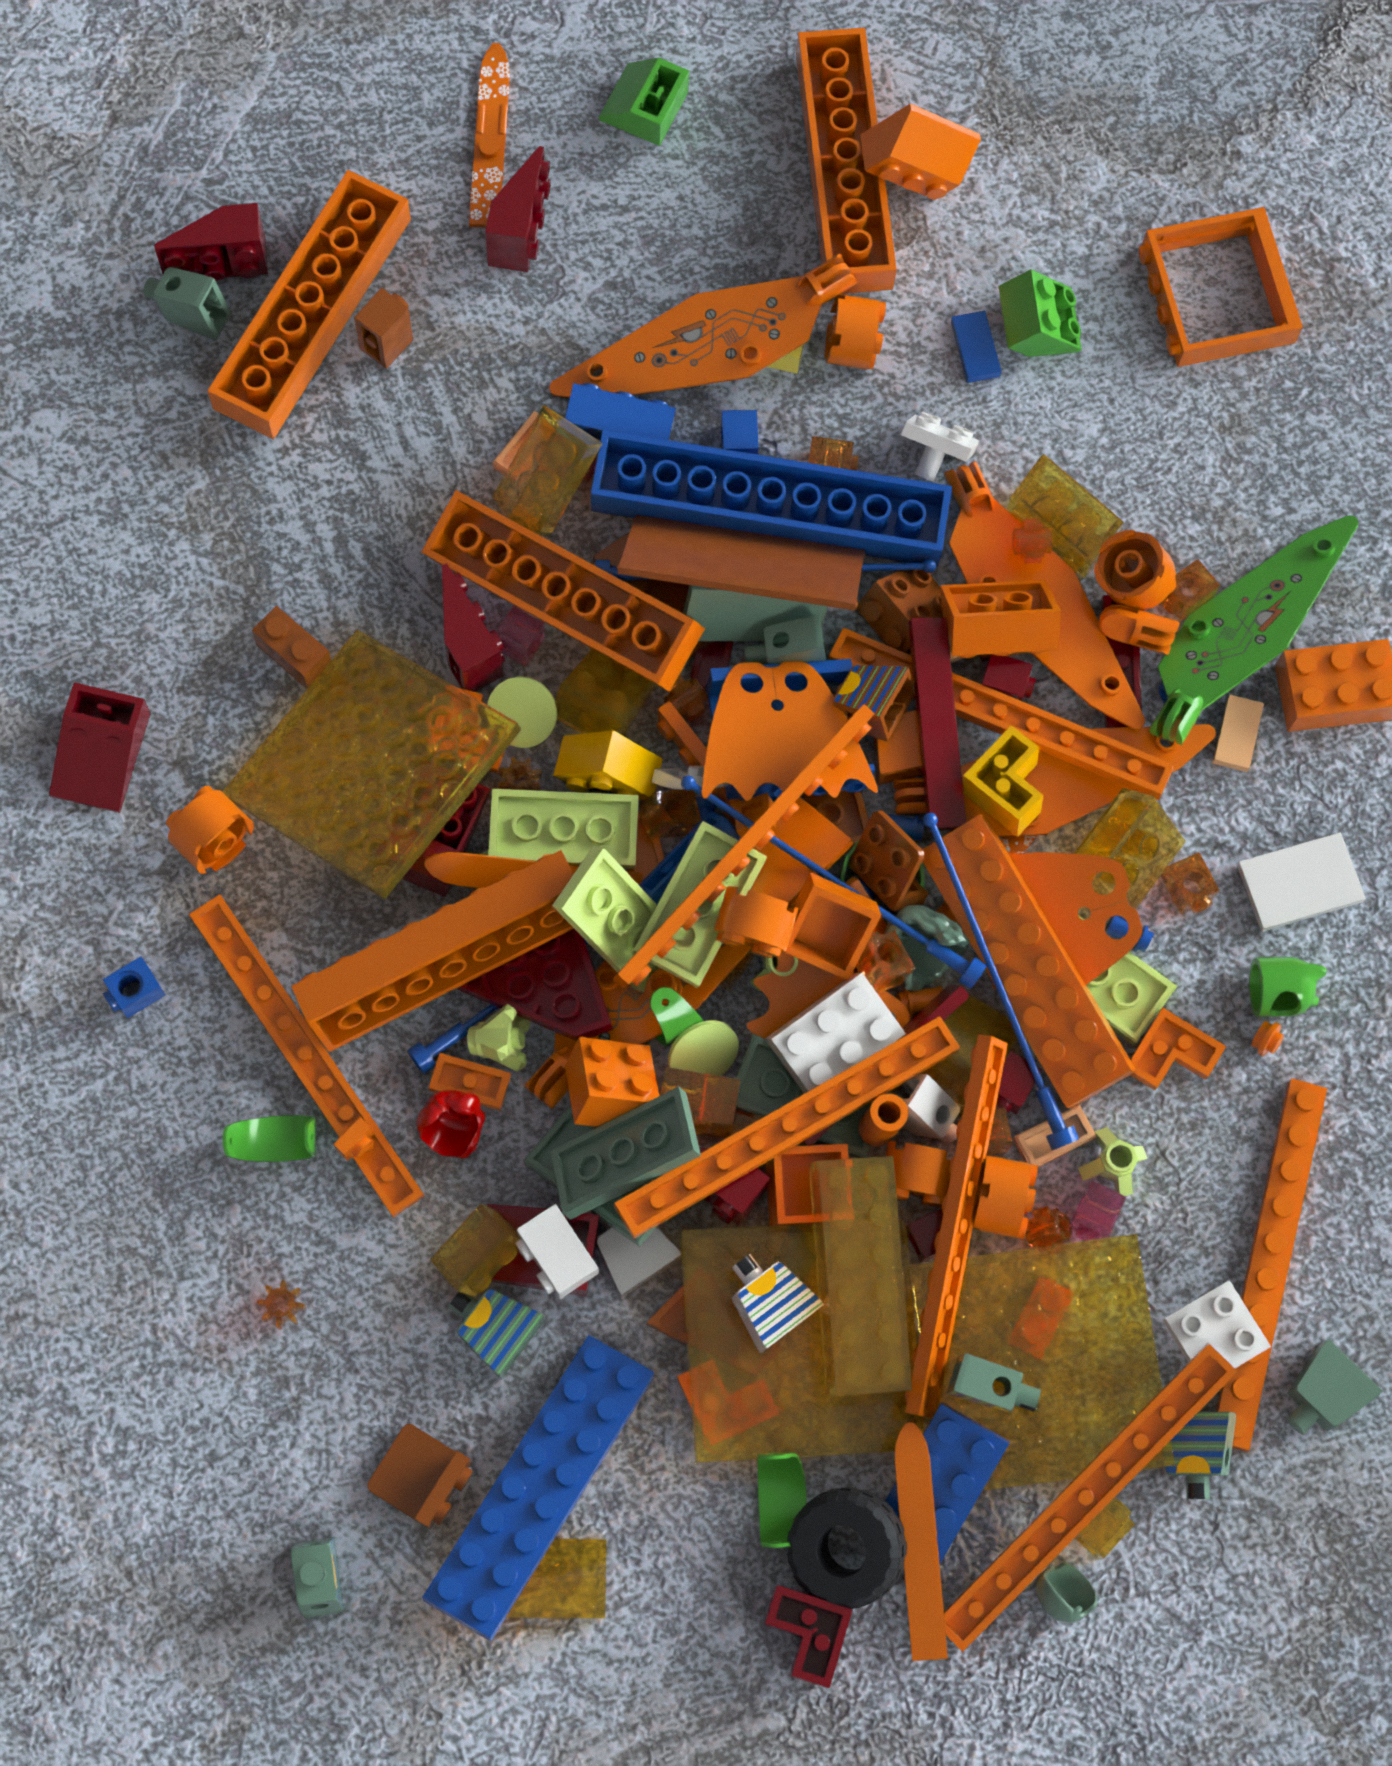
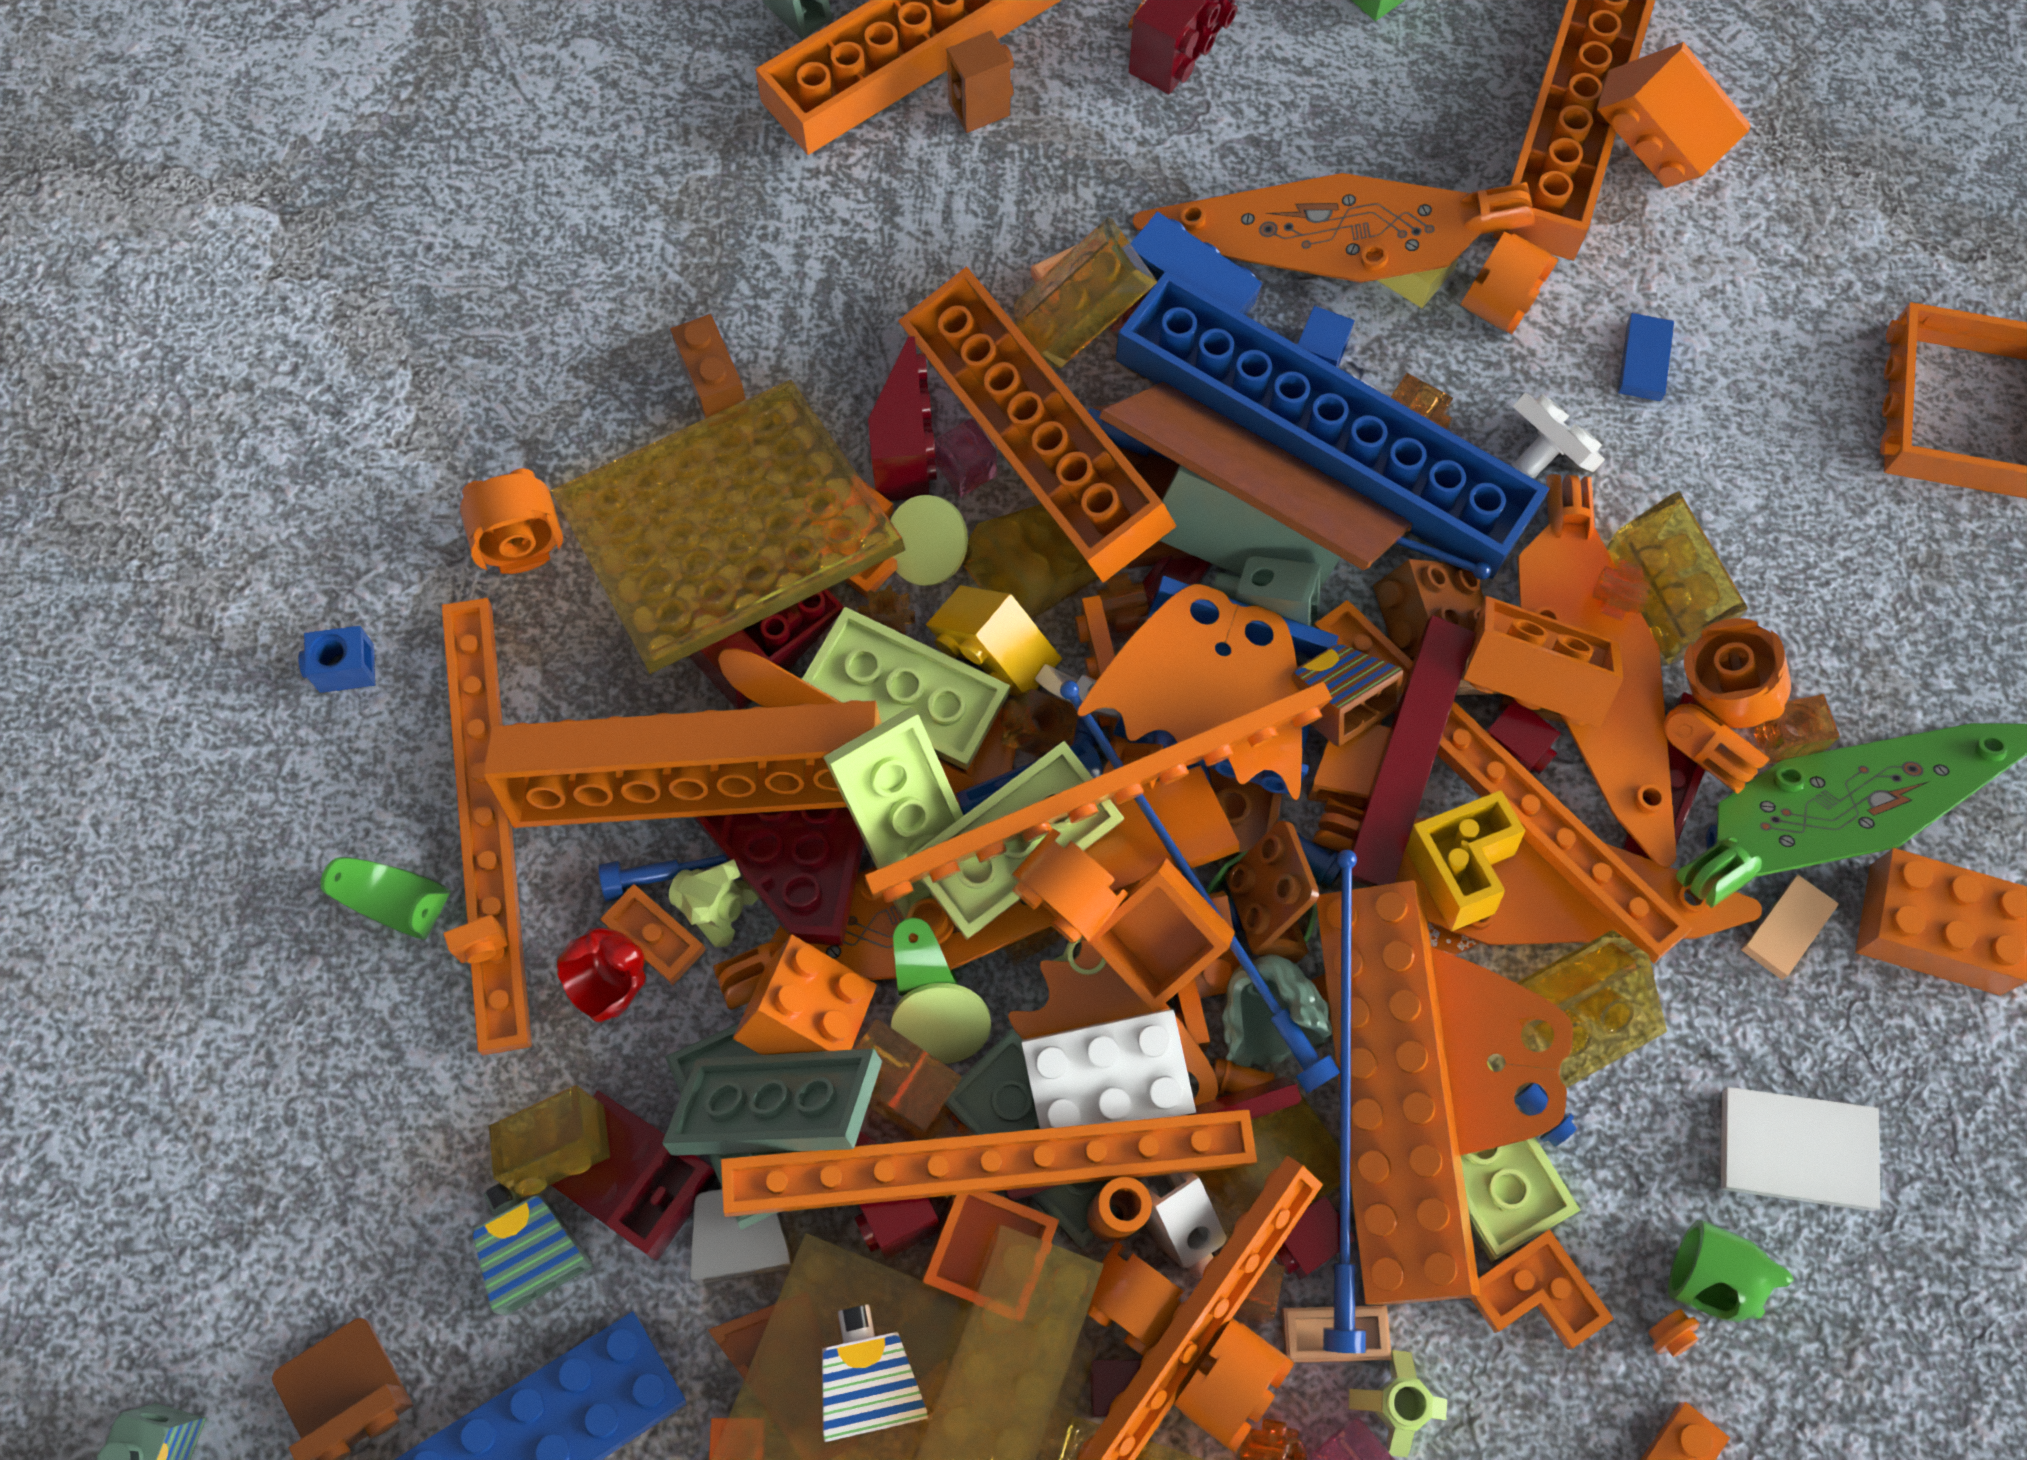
camera: 30 degrees right, 5 degrees down
(98, 747) = (447, 386): dark red slope -> none
(292, 1303) = (286, 1092): clear orange gear -> none
(556, 1252) = (628, 1188): white brick -> none
(885, 961) = (1198, 1023): clear orange brick -> none
(1039, 315) = (1738, 349): bright green slope -> none
(1192, 869) = (1662, 1069): clear orange brick -> none

